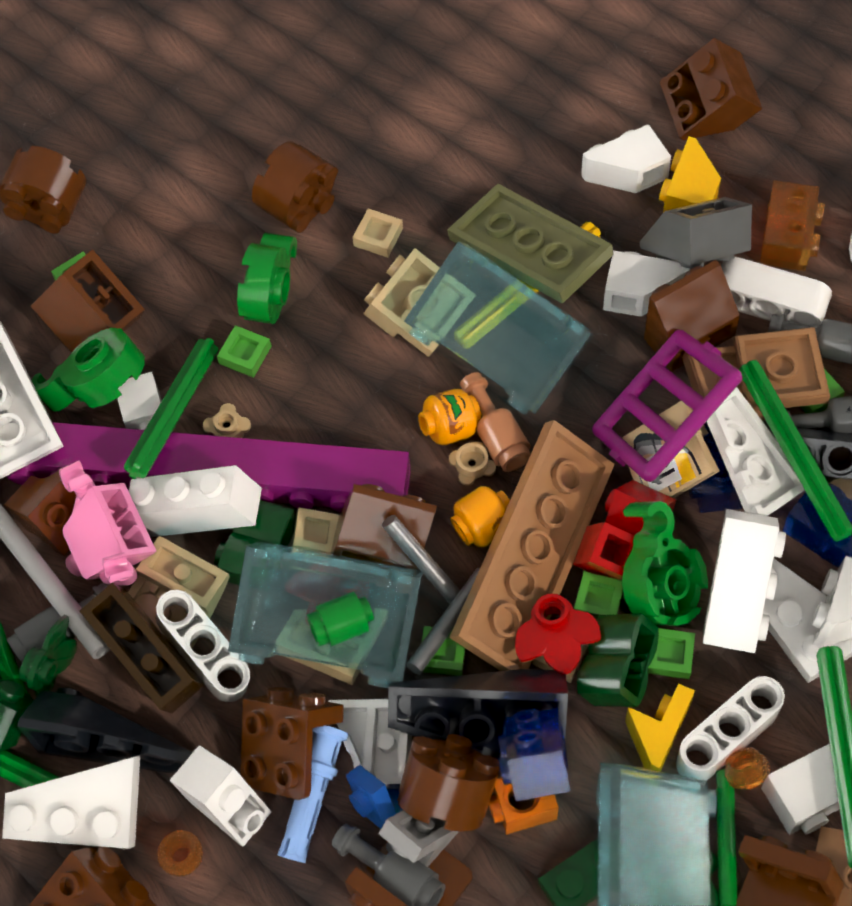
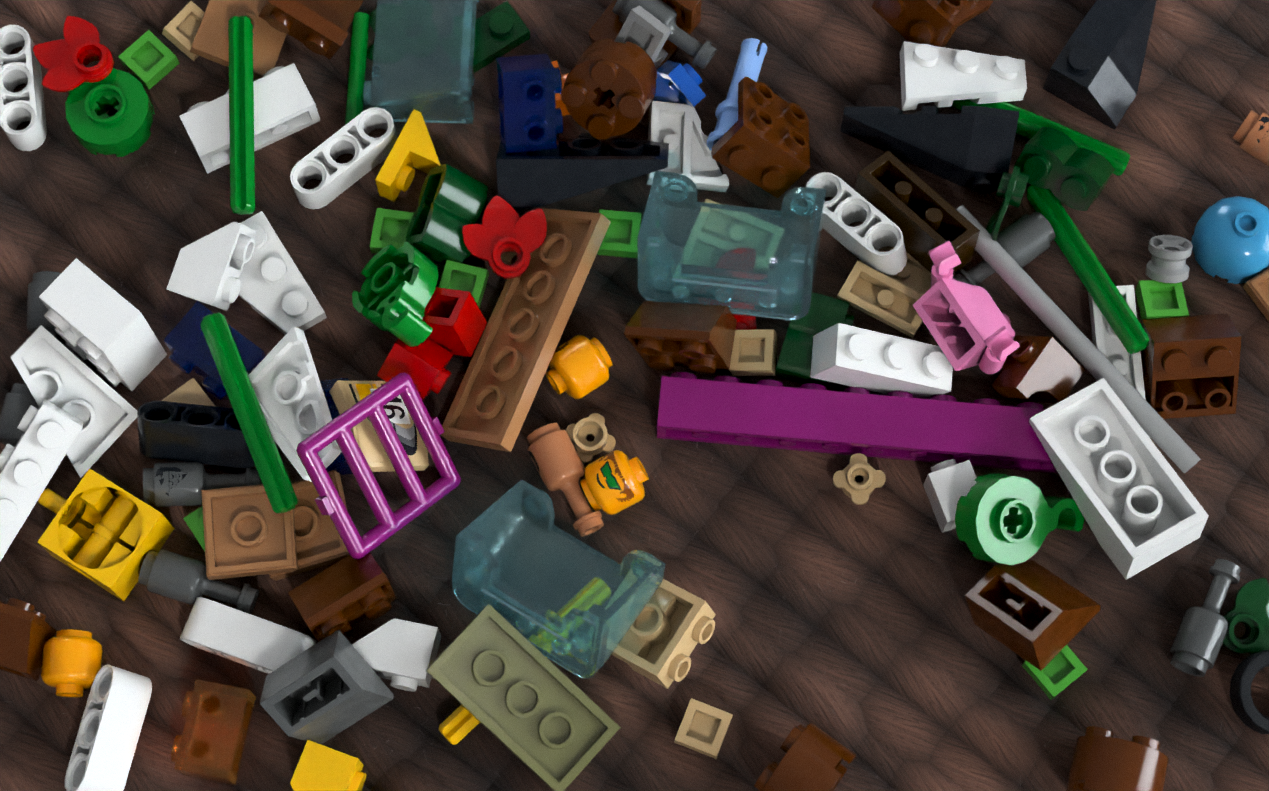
camera: 175 degrees right, 10 degrees up
(170, 409) = (917, 477): green axle -> none
(170, 844) = (861, 41): clear orange plate -> none
(221, 795) = (823, 83): white slope -> none
(244, 351) = (848, 568): bright green plate -> none
(266, 278) = (829, 644): green piece -> none
(340, 619) = (719, 233): green brick -> none
(420, 558) = (635, 296): flat silver bar -> none
(440, 630) = (612, 252): flat silver bar -> none
(743, 581) = (318, 278): white brick -> none
(746, 769) = (344, 113): clear orange plate -> none

